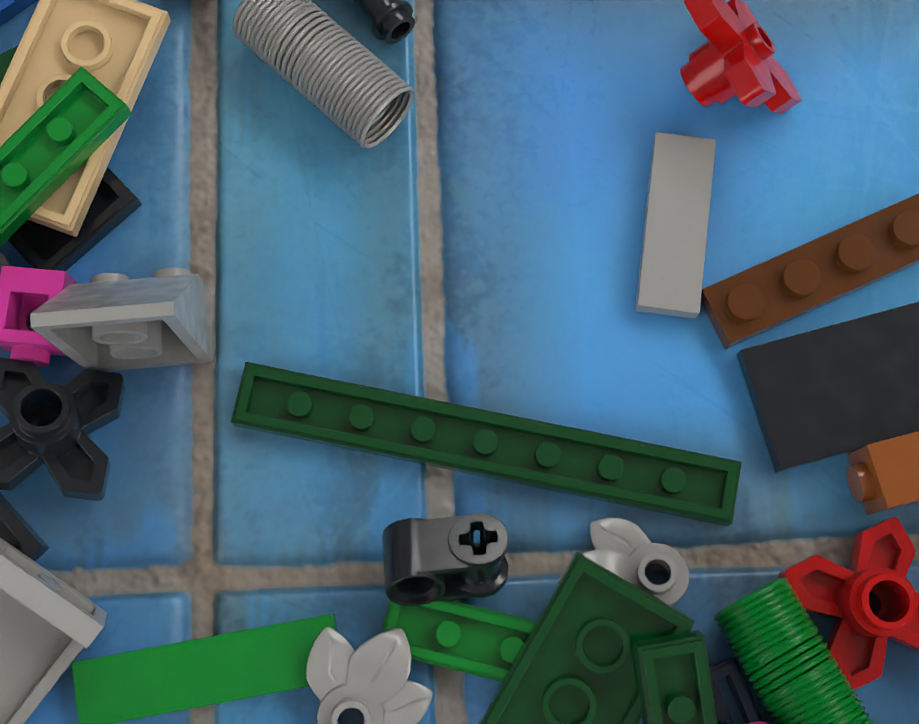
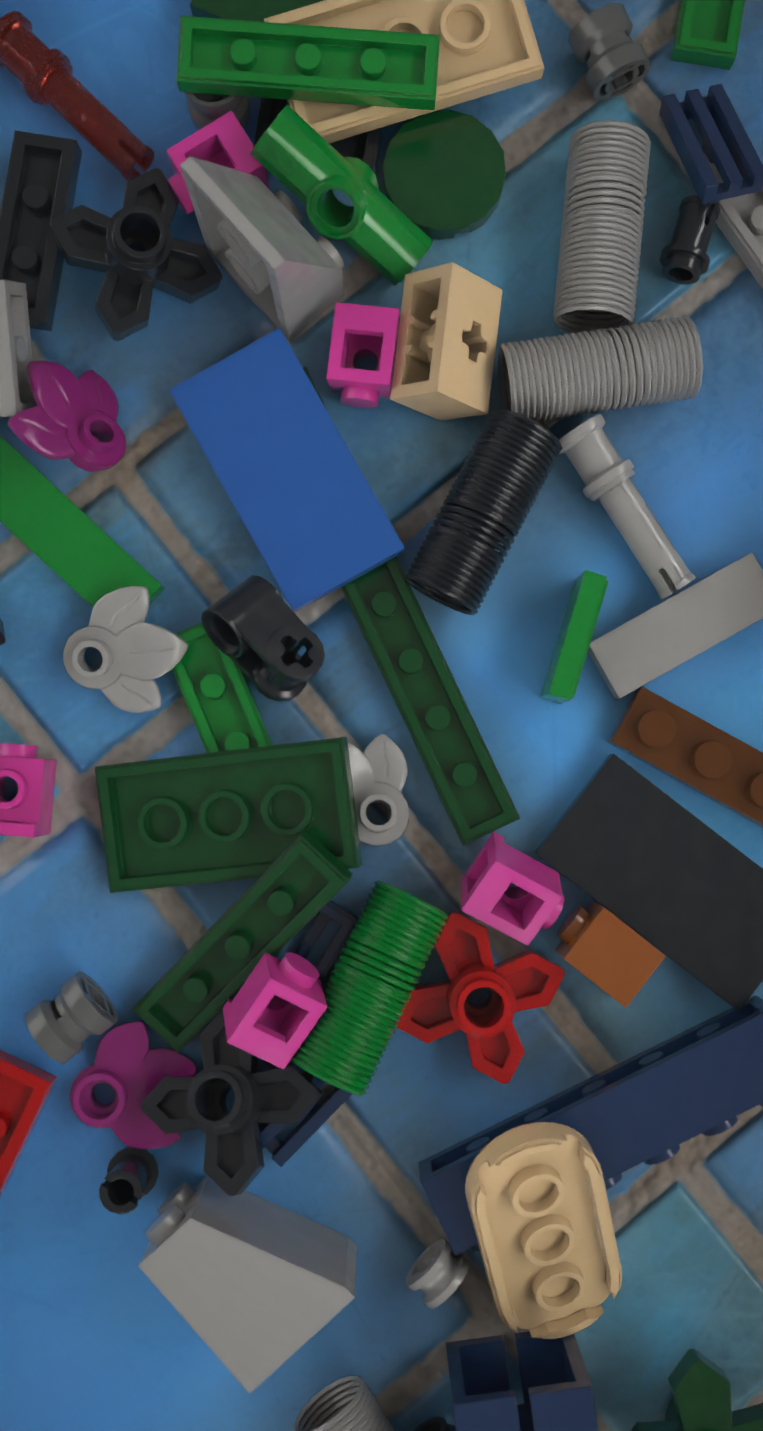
camera: 50 degrees right, 10 degrees up
(102, 235) = (314, 168): none -> green piece
(138, 582) = (69, 417): none -> magenta plate
(180, 146) = (445, 173): none -> dark green tile
(260, 292) = (356, 334): none -> dark pink brick
(318, 238) = (446, 342): none -> tan brick
(319, 438) = (287, 470): none -> blue tile
(421, 156) = (587, 371): none -> light grey piece
(471, 301) = (488, 502): none -> black piece
(520, 196) = (610, 481): none -> light grey pin
(626, 312) = (574, 637): none -> green tile
(798, 512) = (511, 910): none -> dark pink brick

